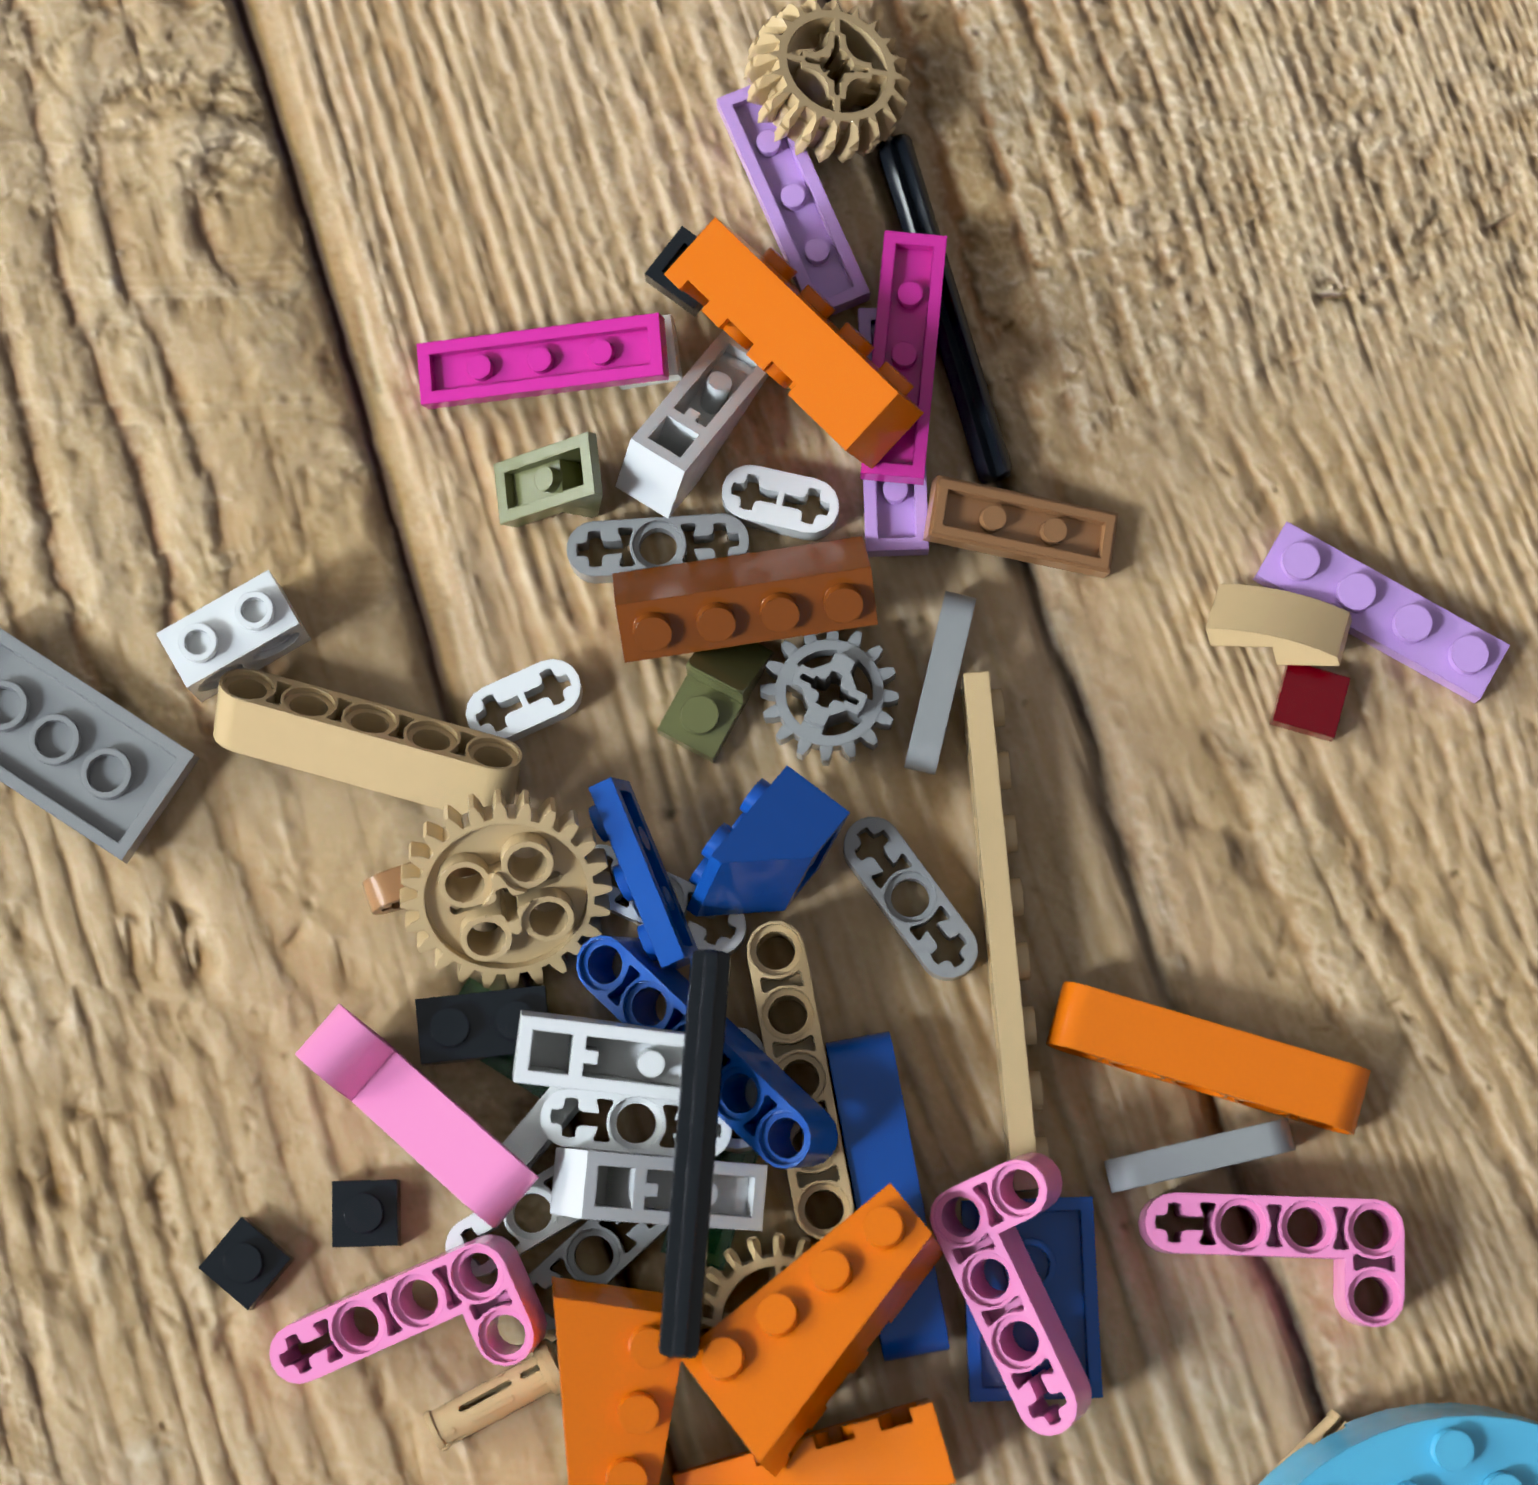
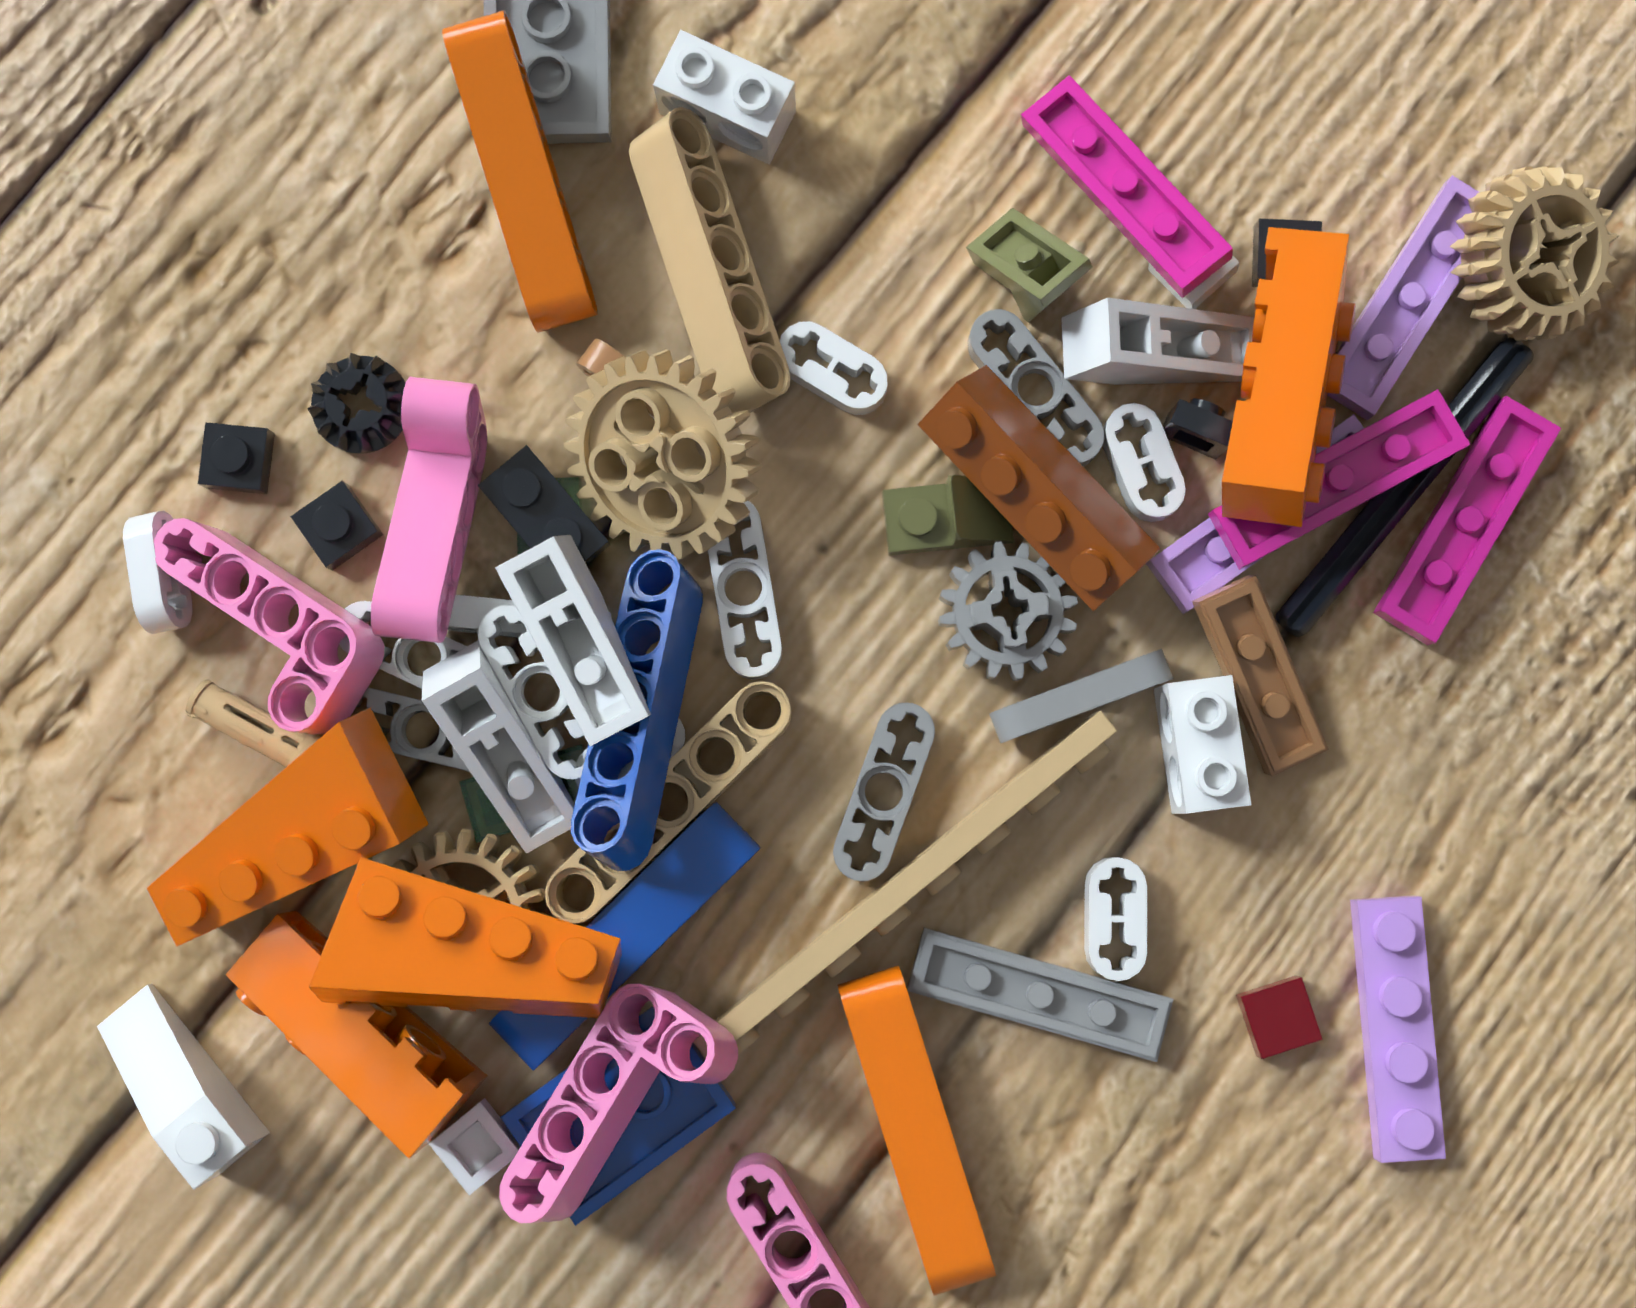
camera: 55 degrees right, 5 degrees up
(178, 848) = (520, 171): none -> orange beam
(303, 1129) = (368, 430): none -> black gear
(315, 1403) = (157, 597): none -> white beam
(641, 873) = (750, 558): blue plate -> none
(694, 1154) = (532, 758): black axle -> none
(768, 849) = (840, 649): blue slope -> none
(783, 437) = (1199, 427): none -> black plate
(981, 1441) = (476, 1146): none -> white plate
(1006, 278) = (1467, 520): none -> dark pink plate
(1046, 612) = (1202, 745): none -> white brick
(1151, 766) = (1131, 918): none -> white beam
(1163, 883) = (1040, 994): none -> light grey tile
(1199, 1155) = (830, 1175): light grey beam -> none
(1294, 625) = (1334, 959): tan slope -> none

